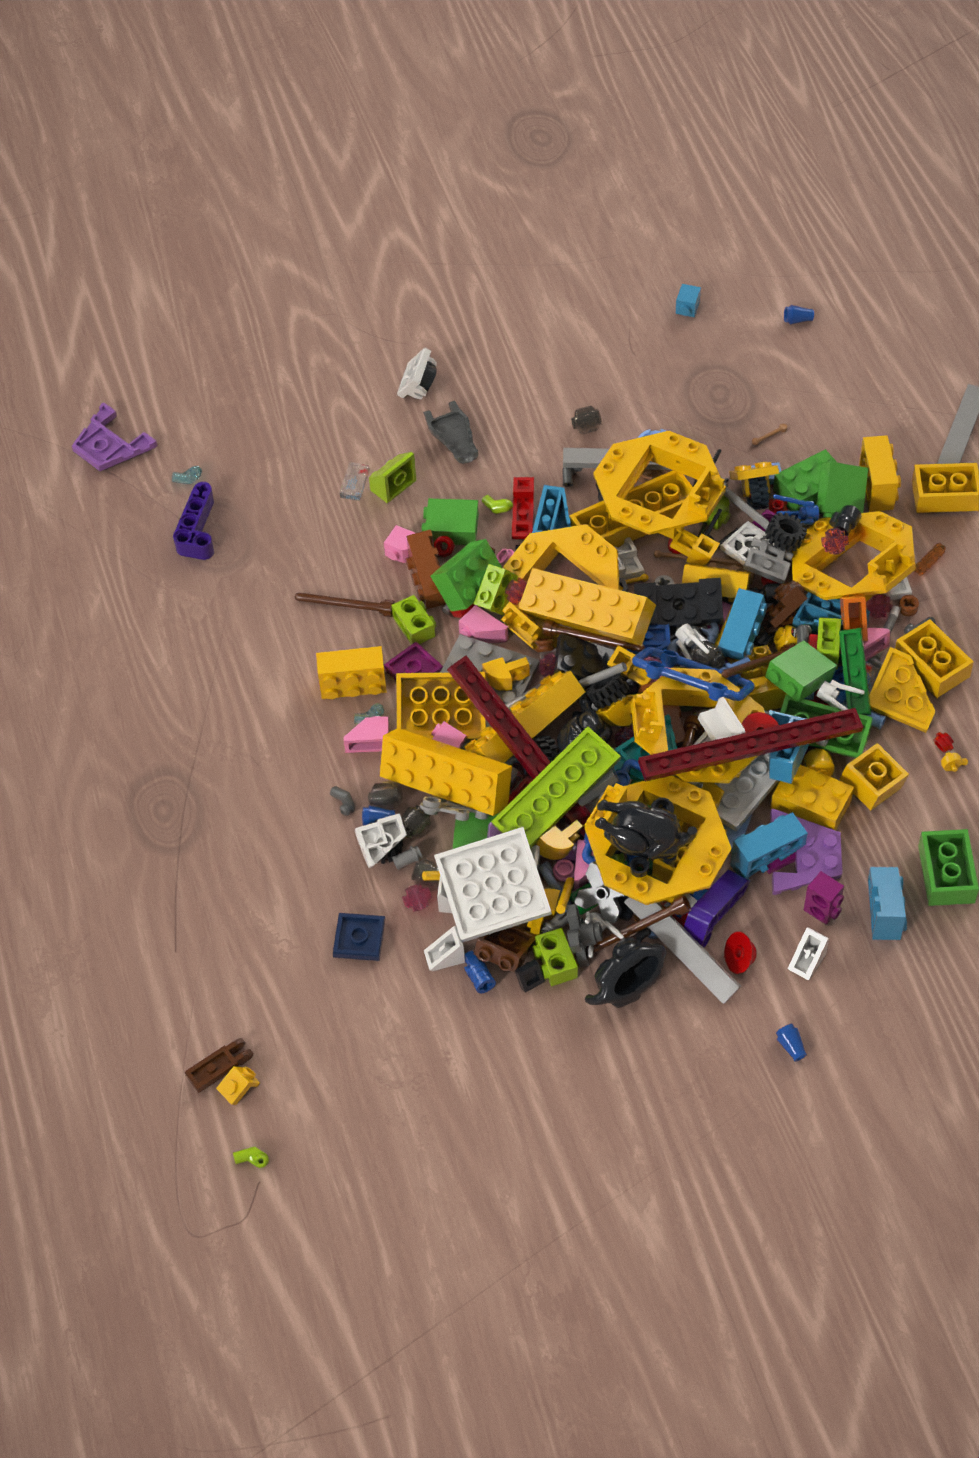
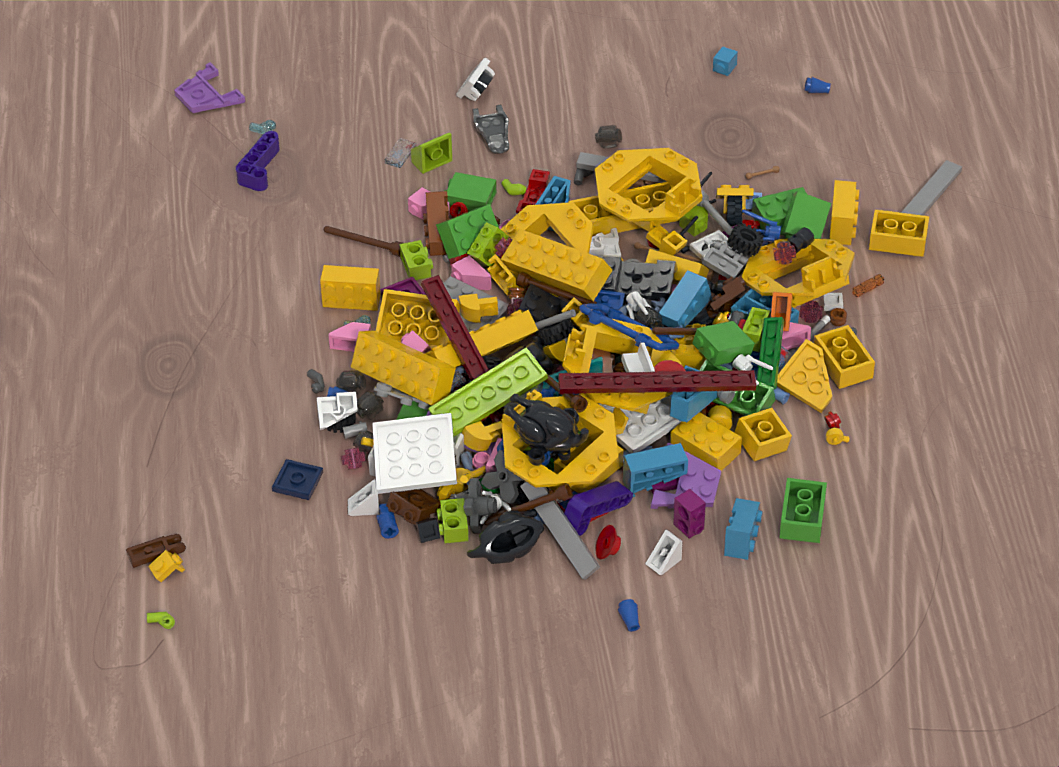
camera: 10 degrees right, 10 degrees down
(667, 788) = (577, 402): none -> reddish brown piece

